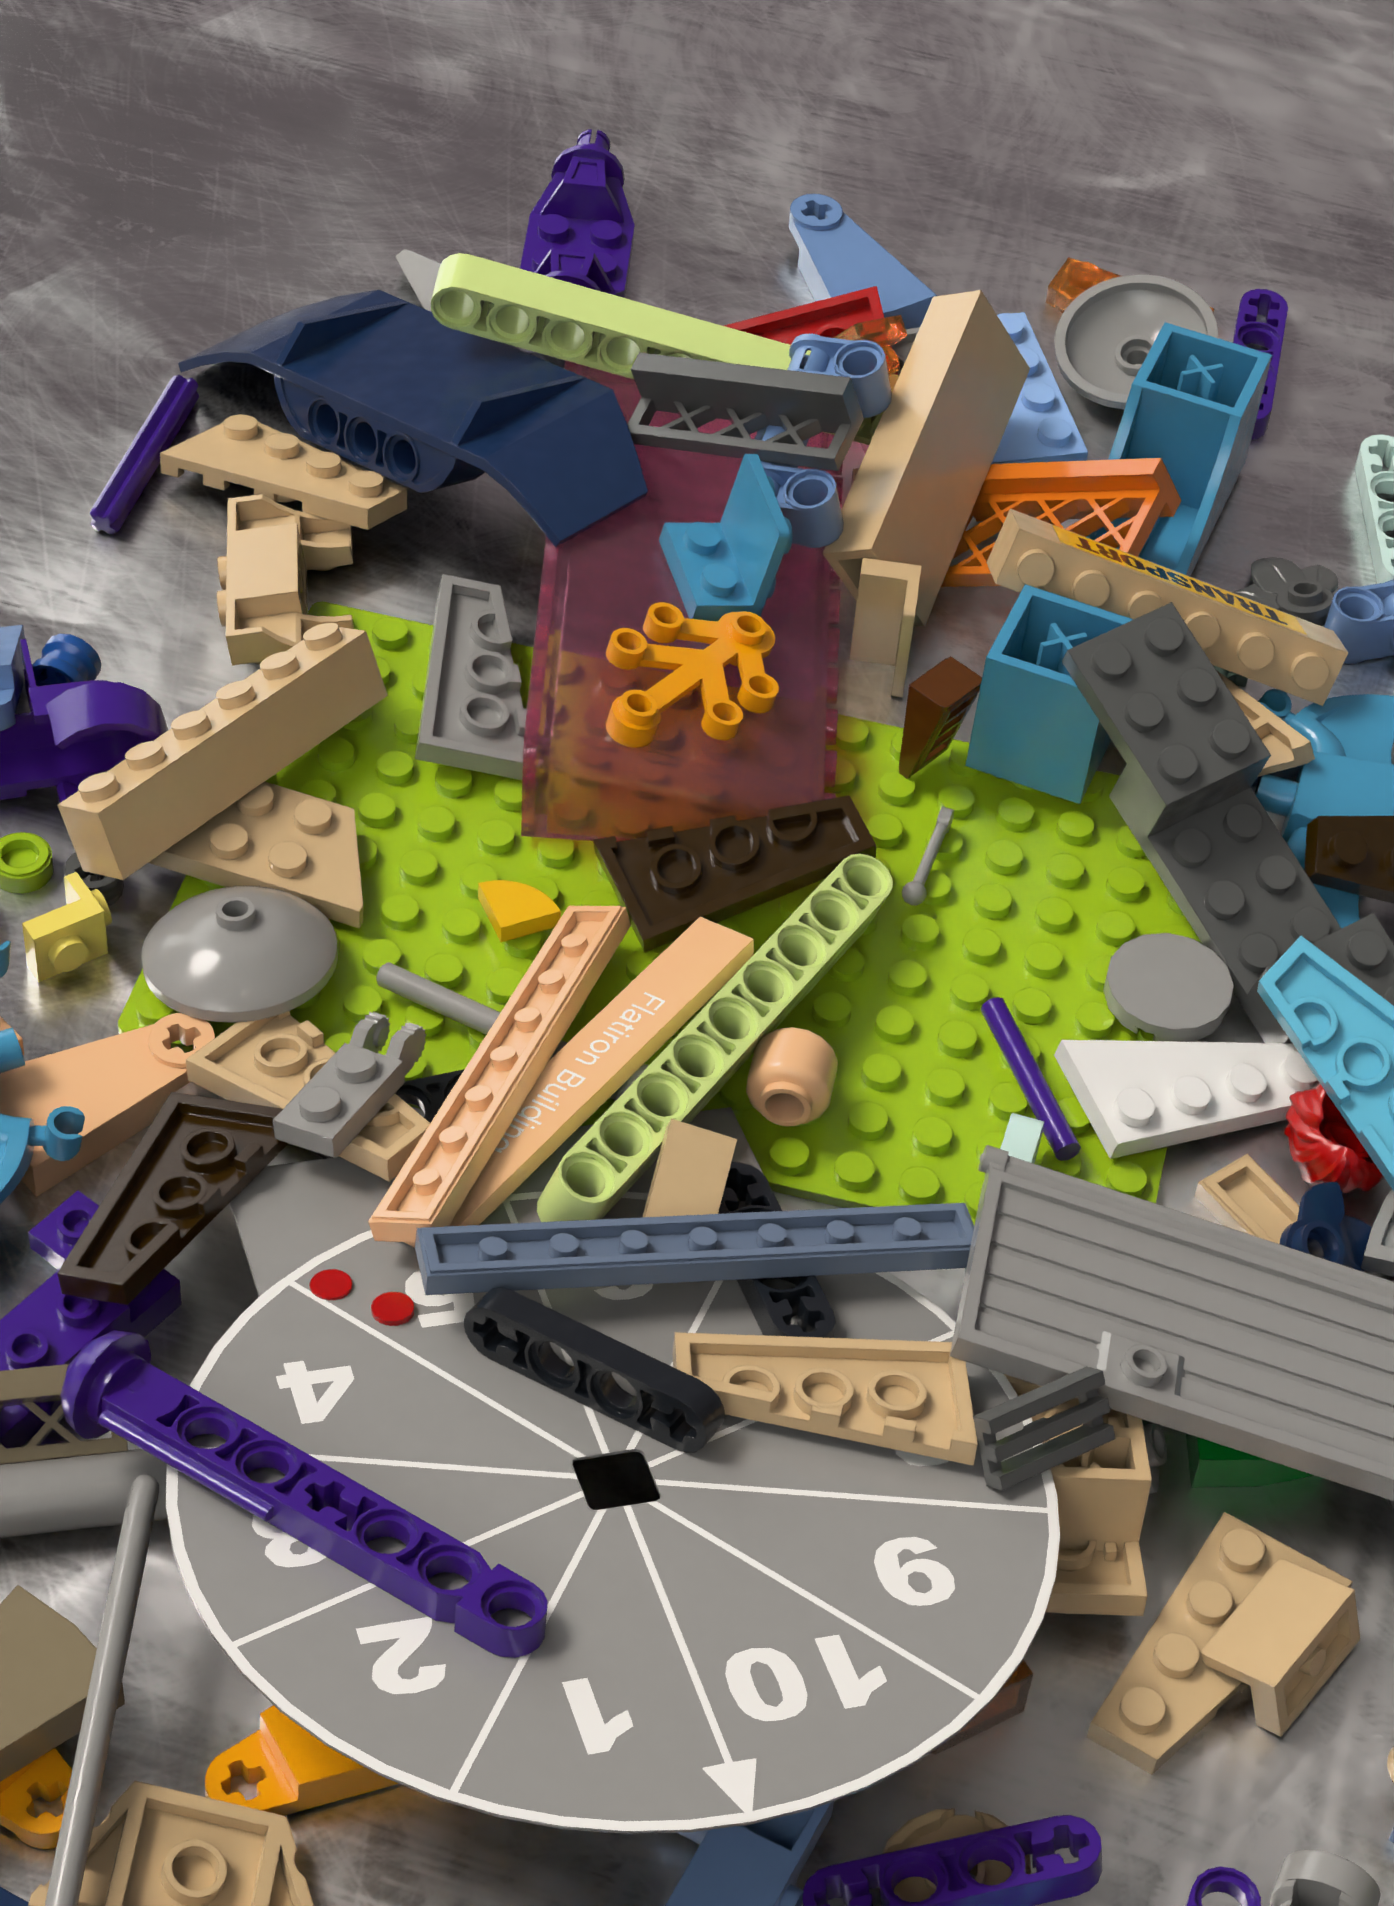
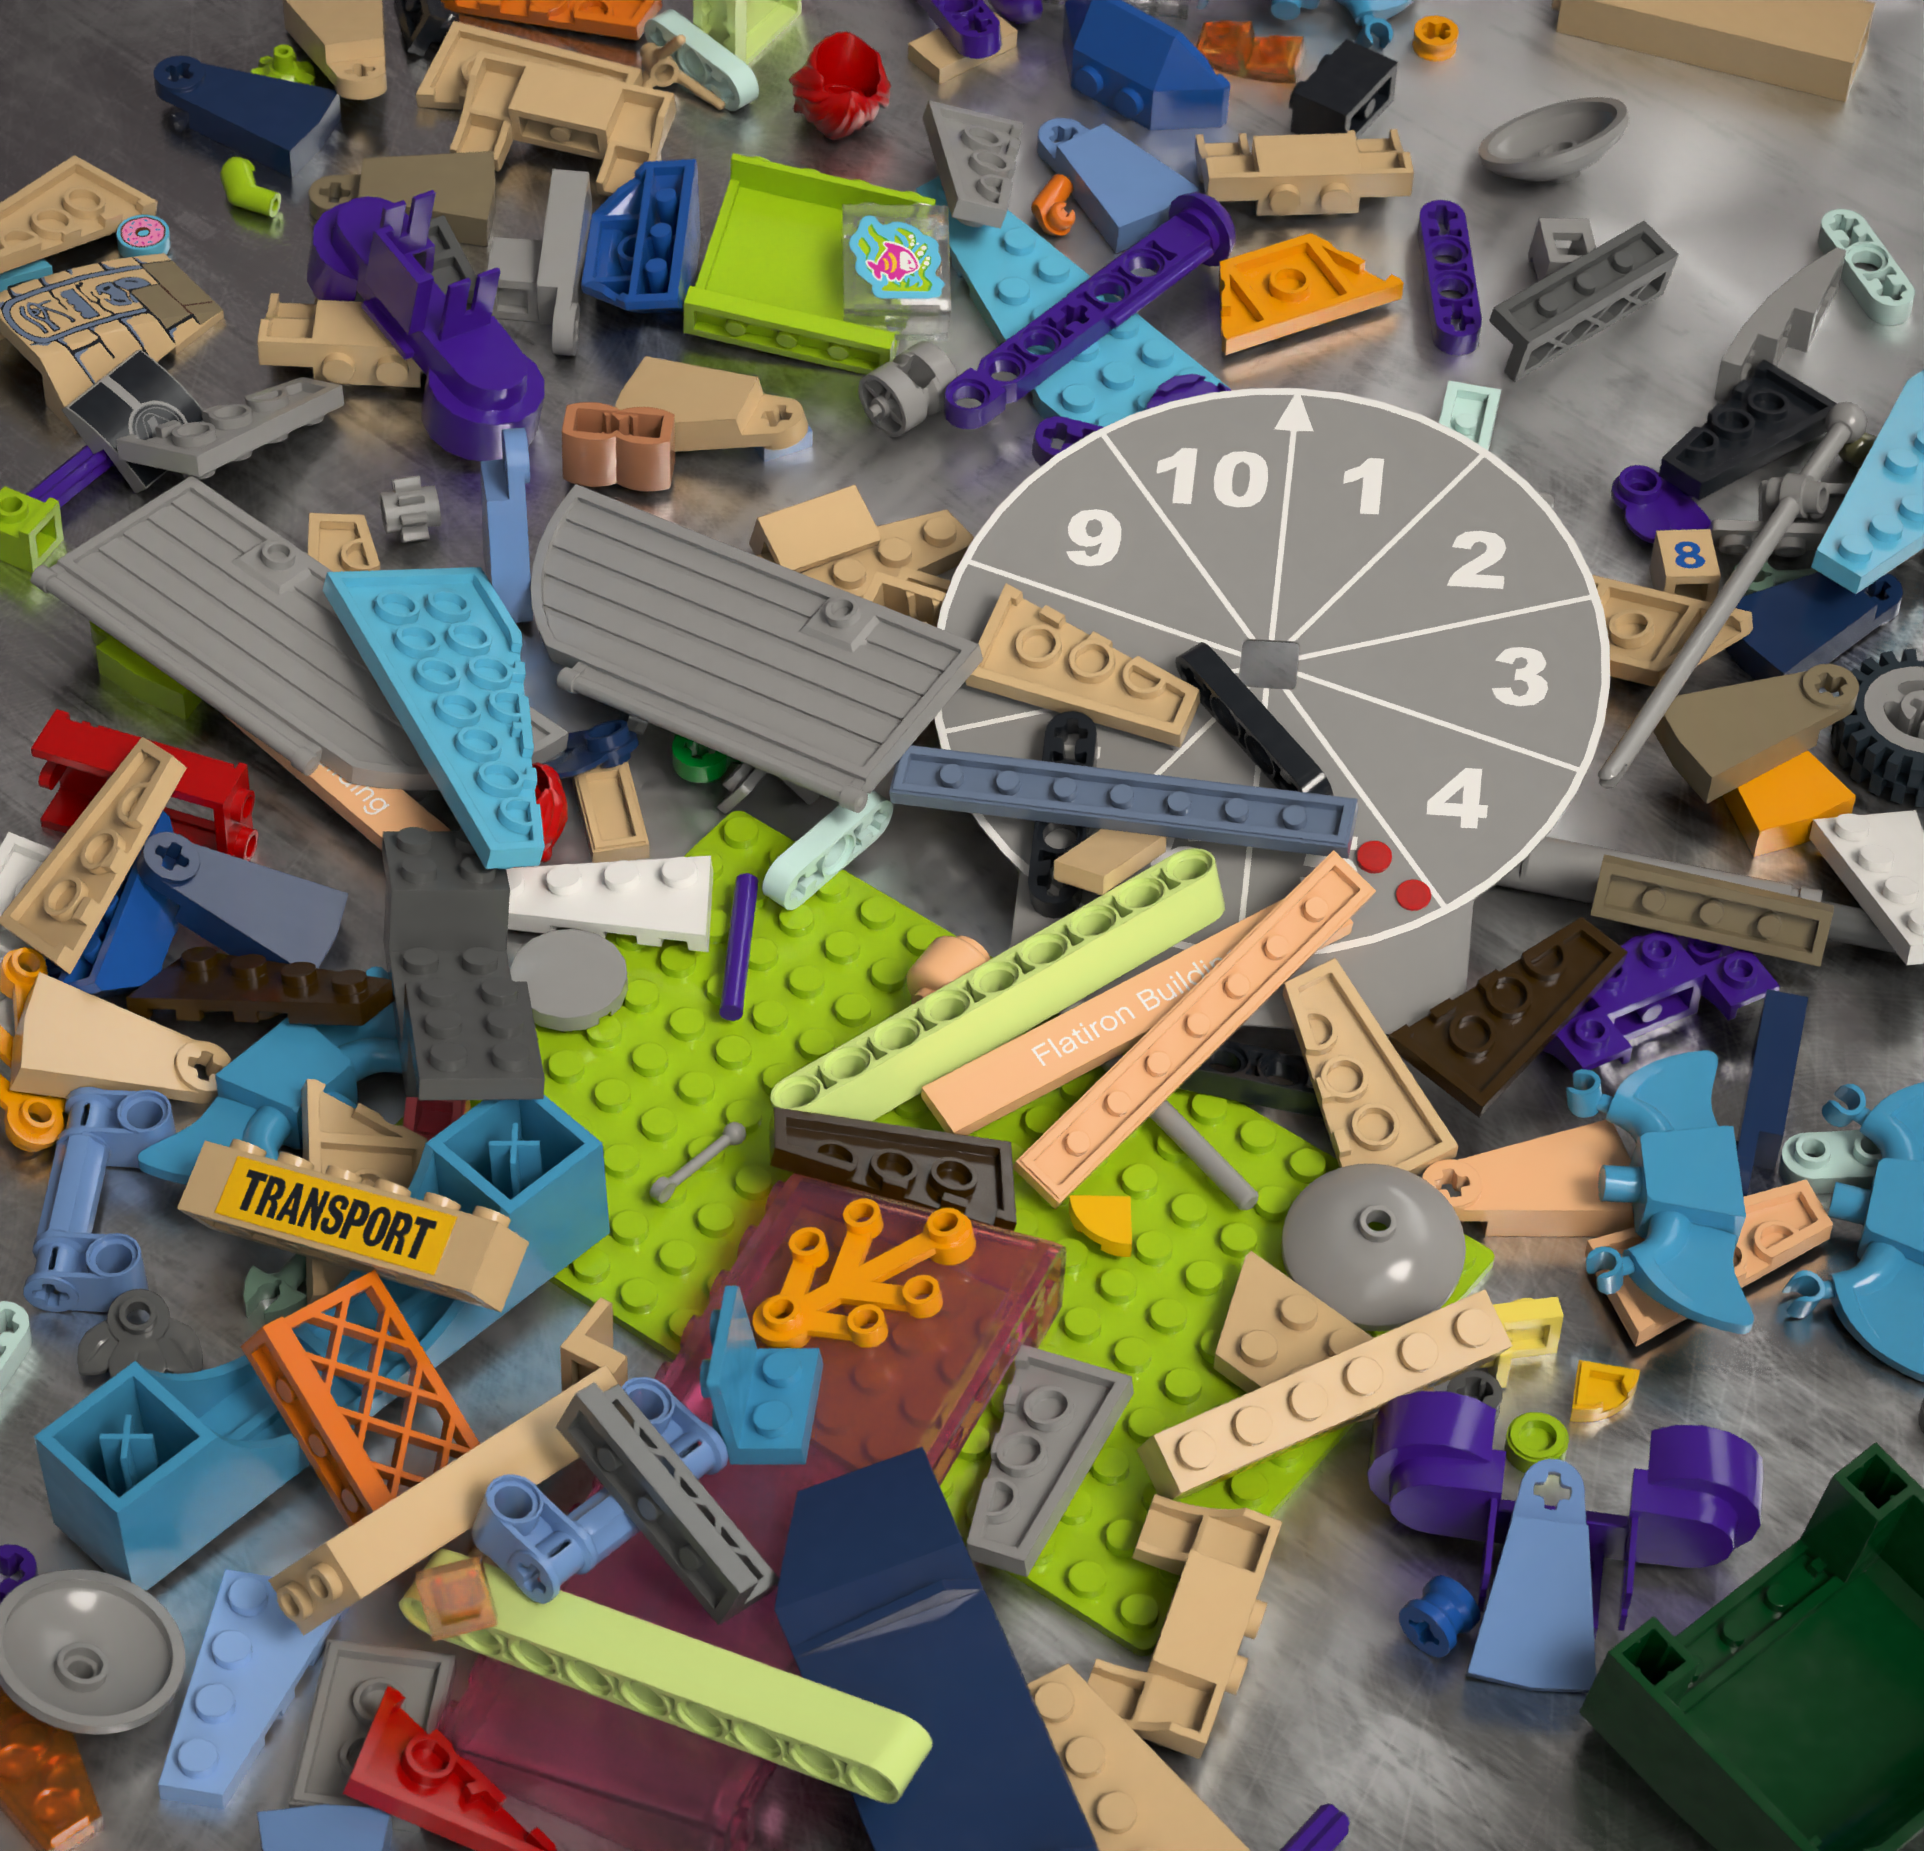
camera: 155 degrees left, 0 degrees up
(120, 1392) = (1591, 782): dark purple piece -> none
(350, 1087) = (1340, 1031): light grey hinge -> none
(935, 712) = (634, 1211): reddish brown slope -> none
(1054, 1452) = (946, 590): dark grey tile -> none

